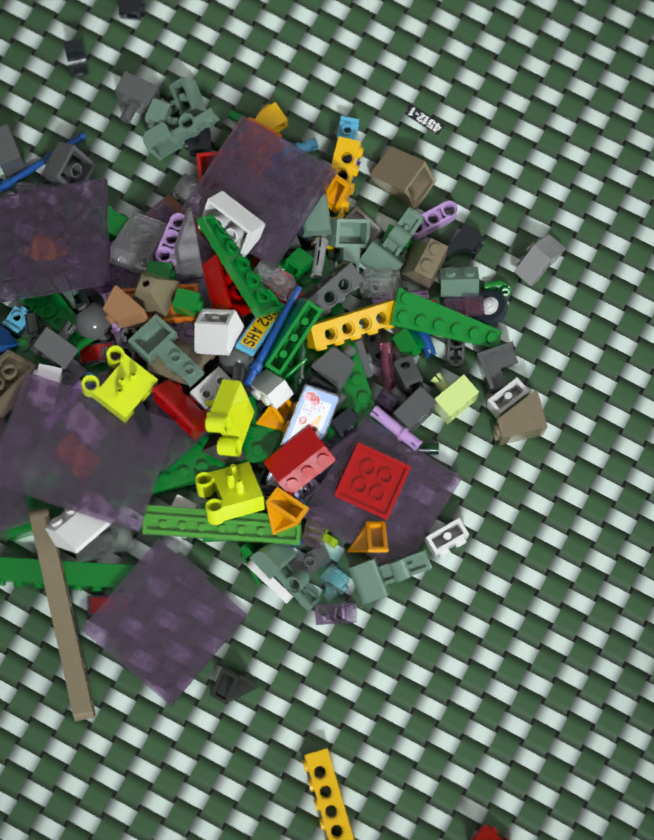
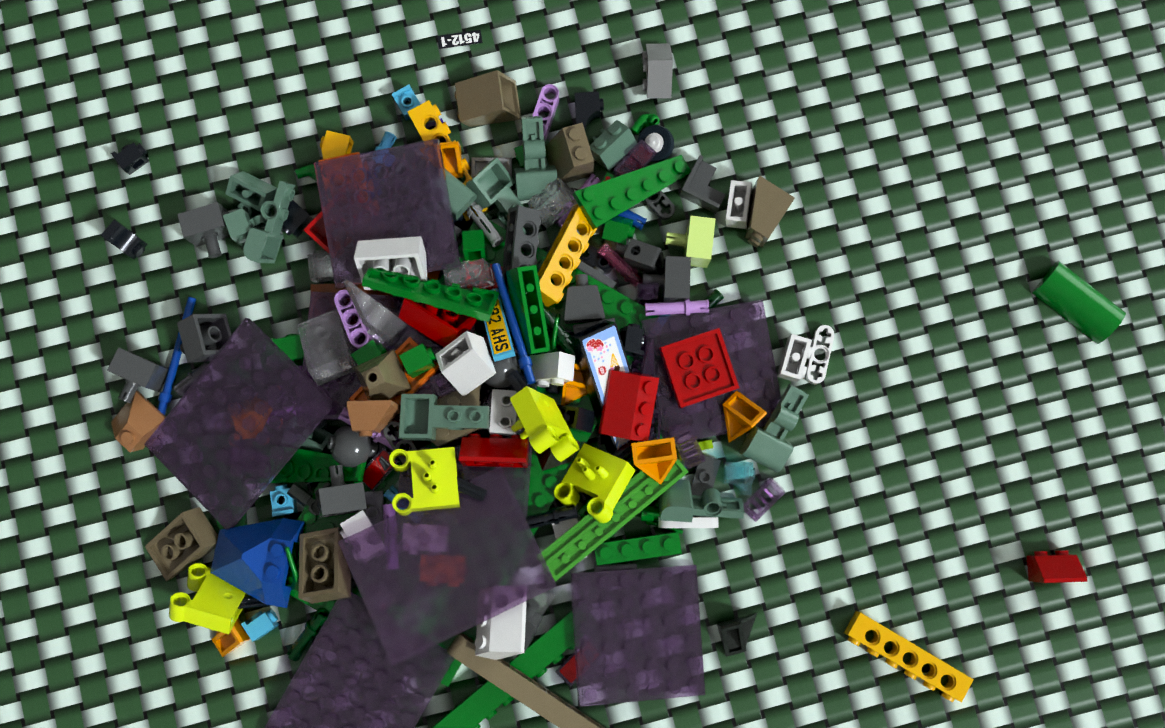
camera: 45 degrees left, 5 degrees up
(179, 488) = (552, 516): none -> black pin
(218, 566) = (638, 548): none -> green brick
(258, 439) = (578, 418): none -> black arch
(483, 549) = (817, 339): none -> white beam

